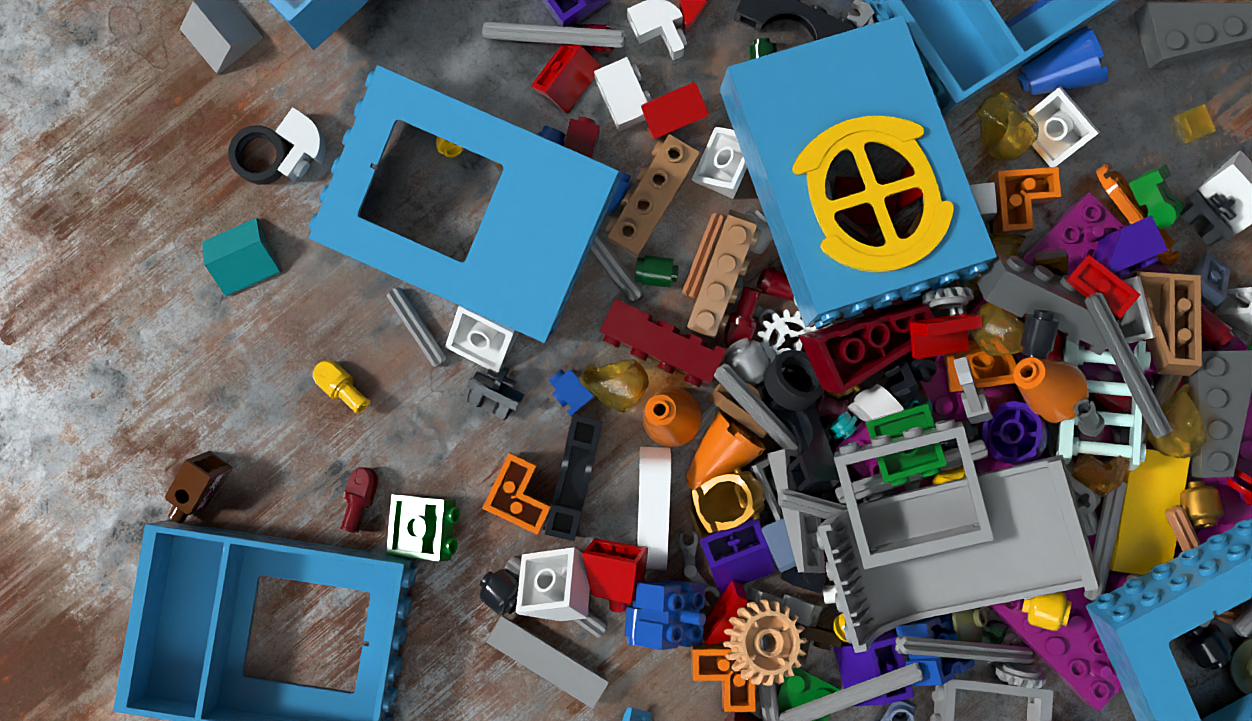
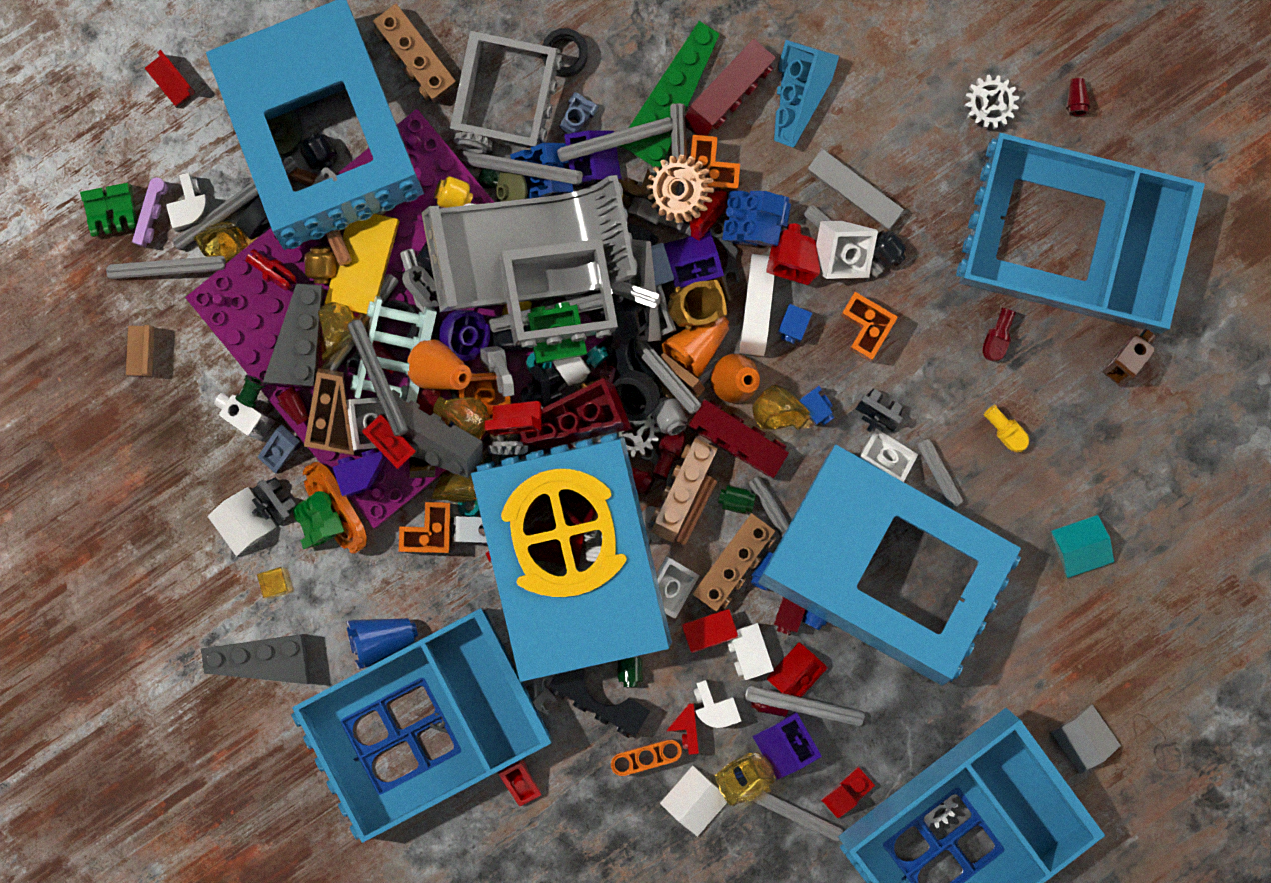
camera: 170 degrees left, 0 degrees up
(237, 147) = (1078, 623): black tyre -> none
(307, 144) = (1019, 639): white brick -> none
(422, 527) = (948, 307): plate -> none
(573, 478) = (820, 335): black arch -> none
(607, 488) = (794, 324): none -> blue brick
(1006, 126) = (433, 591): clear yellow helmet -> none
(1039, 334) = (444, 408): black brick -> none
(1061, 127) = (392, 587): white slope -> none
(1090, 421) = (409, 336): dark grey pin -> none
(1099, 476) = (405, 296): clear orange panel -> none
(1106, 537) = (400, 245): light grey axle -> none

